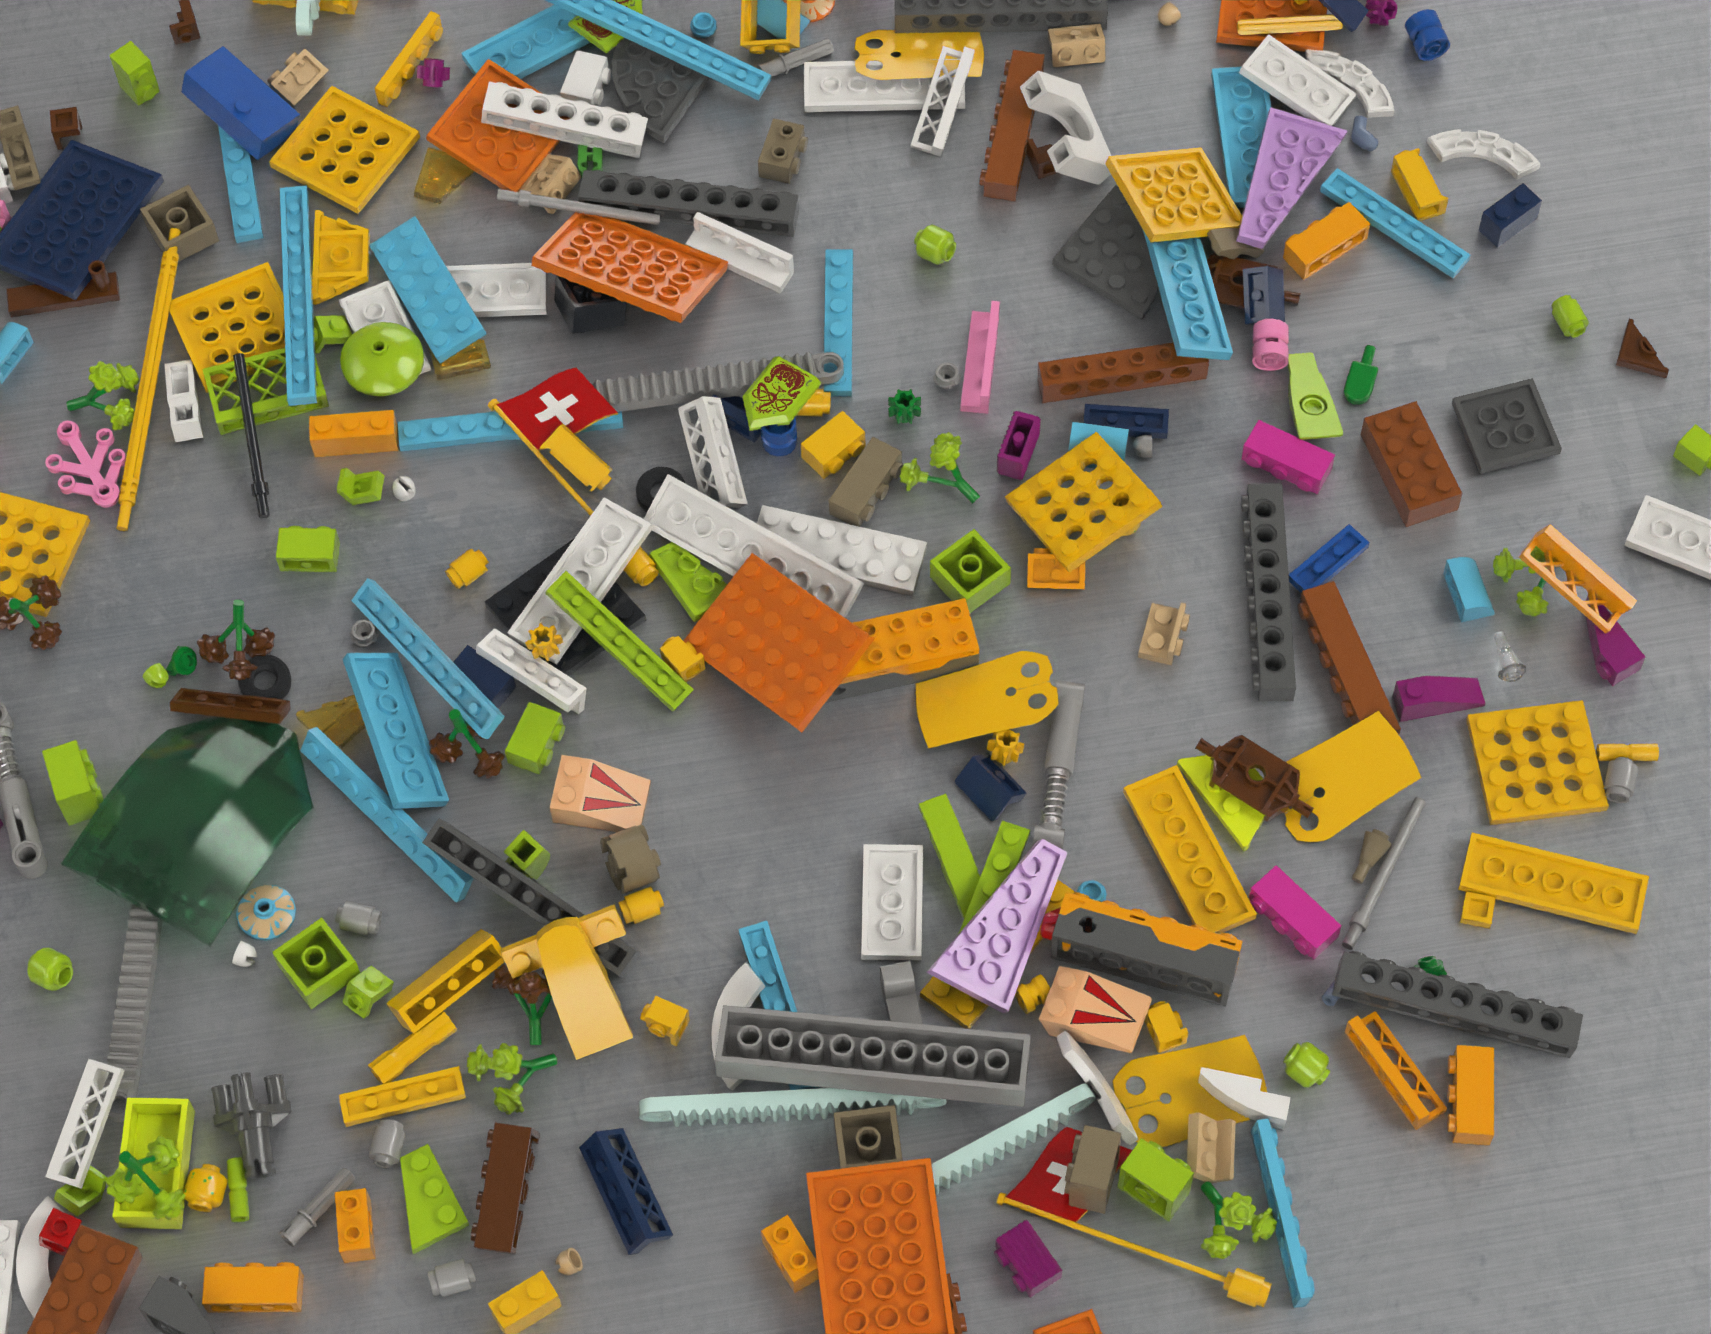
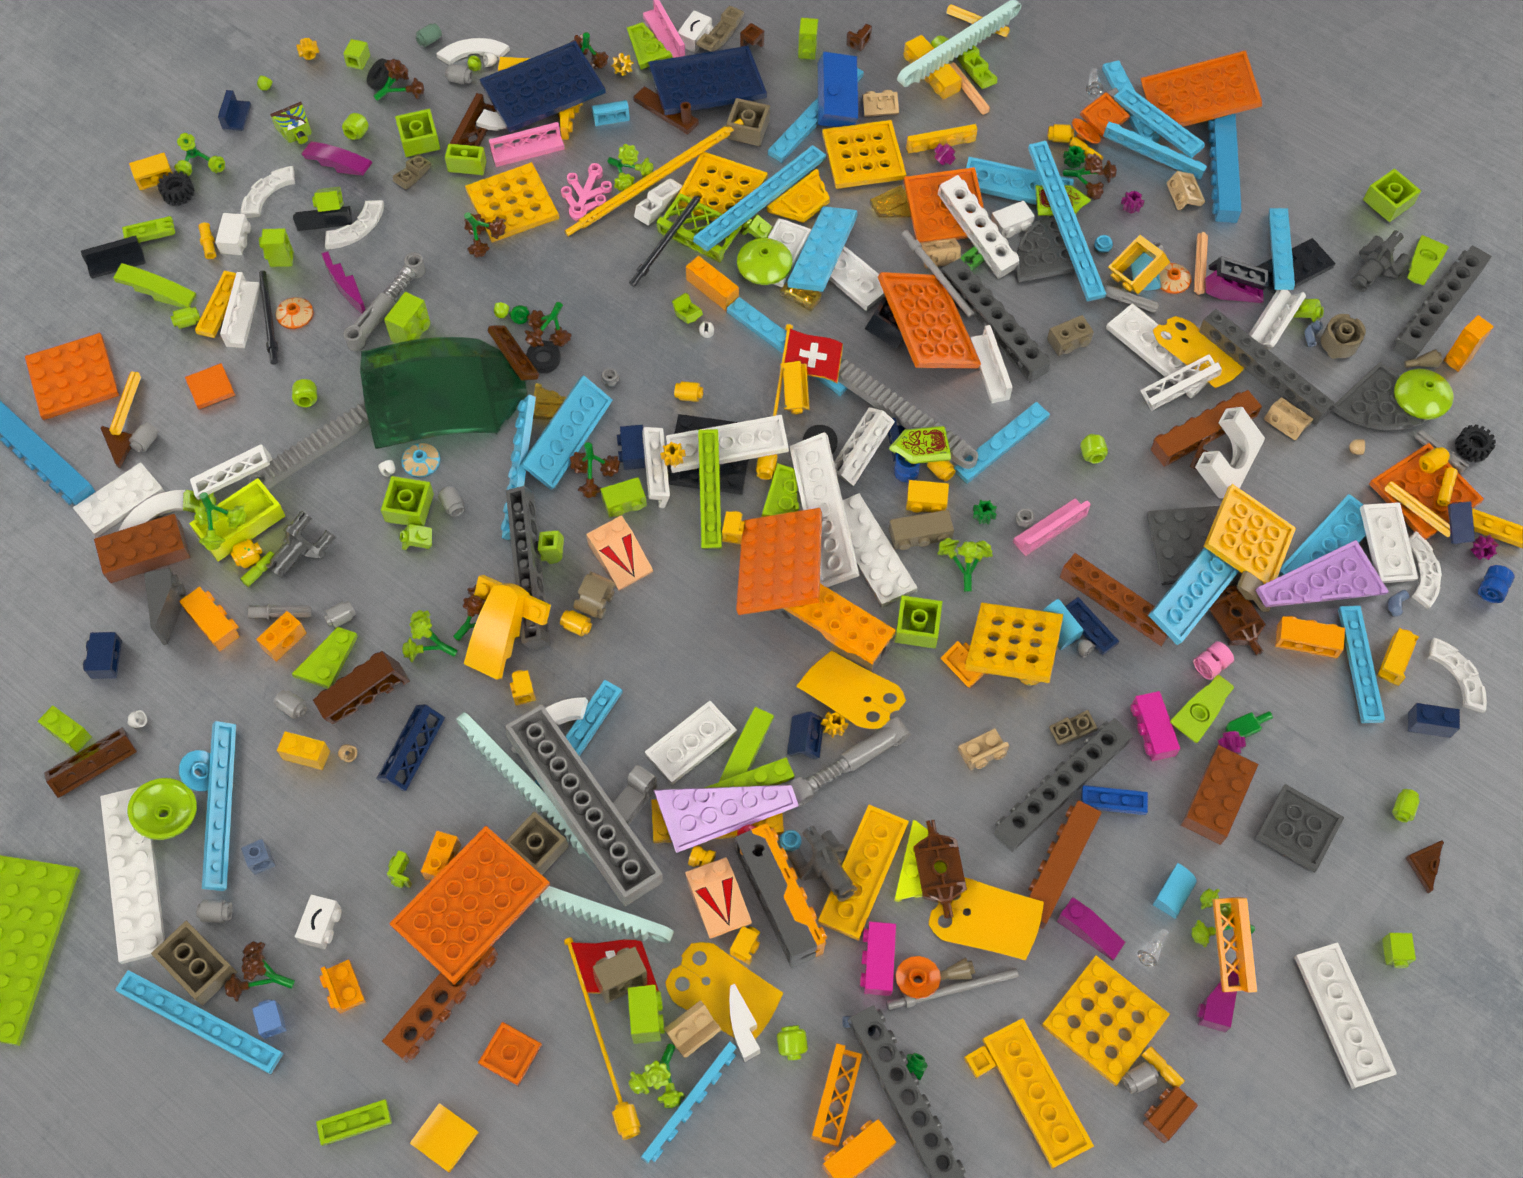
camera: 45 degrees right, 0 degrees up
(59, 1231) = (165, 506): red brick -> none
(308, 549) = (630, 316): lime brick -> none
(394, 1061) = (418, 584): yellow axle -> none
(402, 1096) = (372, 600): yellow plate -> none
(428, 658) = (616, 414): medium azure plate -> none
(446, 981) = (448, 567): yellow brick -> none
(757, 1306) = (397, 868): none -> lime bracket
(1018, 445) = (1018, 584): magenta brick -> none
(1027, 1259) = (542, 984): magenta brick -> none
(1107, 1099) = (674, 951): white tile -> none
(1155, 878) = (824, 863): none -> dark grey wheel
(1218, 531) = (1073, 728): none -> dark tan slope
(1263, 294) = (1239, 631): dark blue panel -> none
(1343, 882) = (918, 968): none -> orange dish
(1369, 404) = (1232, 742): none -> magenta gear
(1676, 784) = (1169, 1114): none -> dark orange brick

